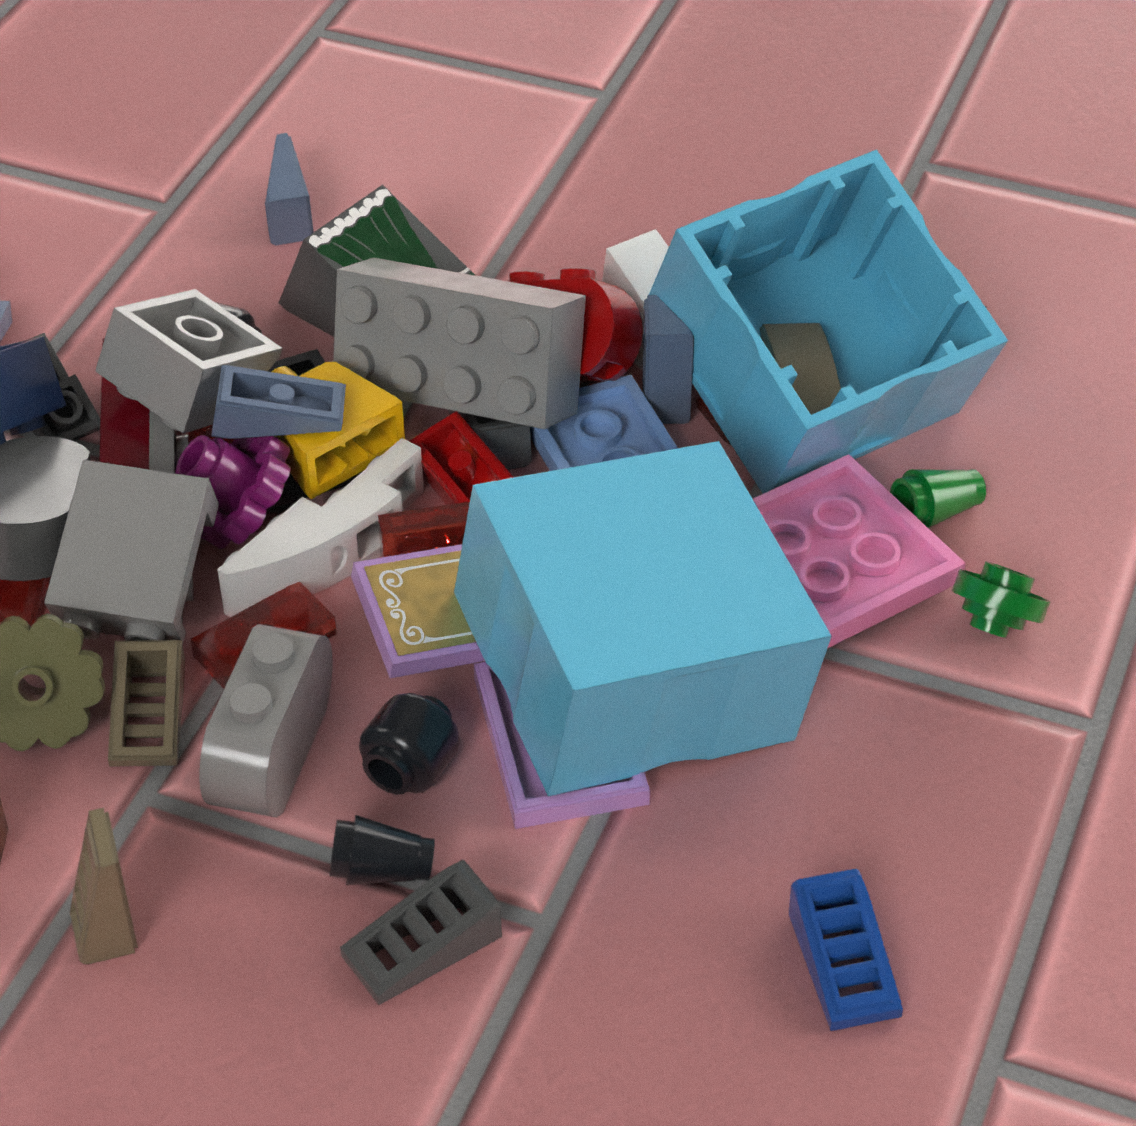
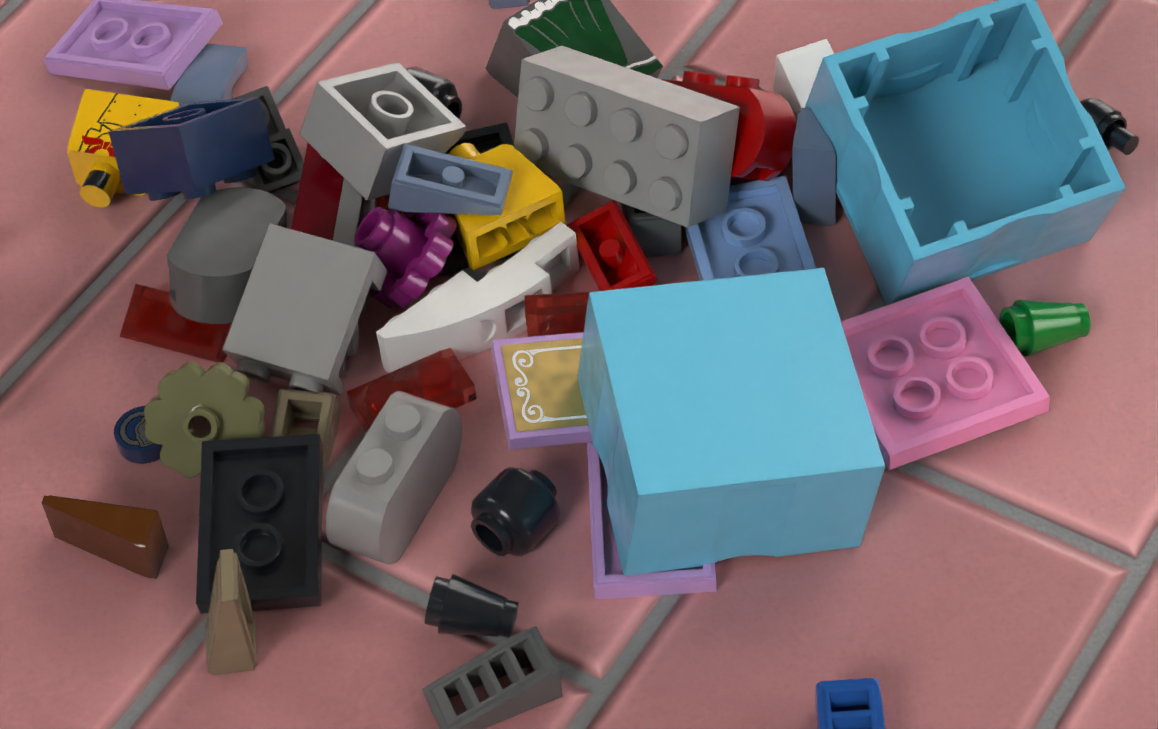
camera: 15 degrees right, 5 degrees up
(129, 758) = (268, 508): none -> black plate
(811, 357) = (937, 188): dark tan slope -> none
(999, 599) = (1073, 435): green plate -> none

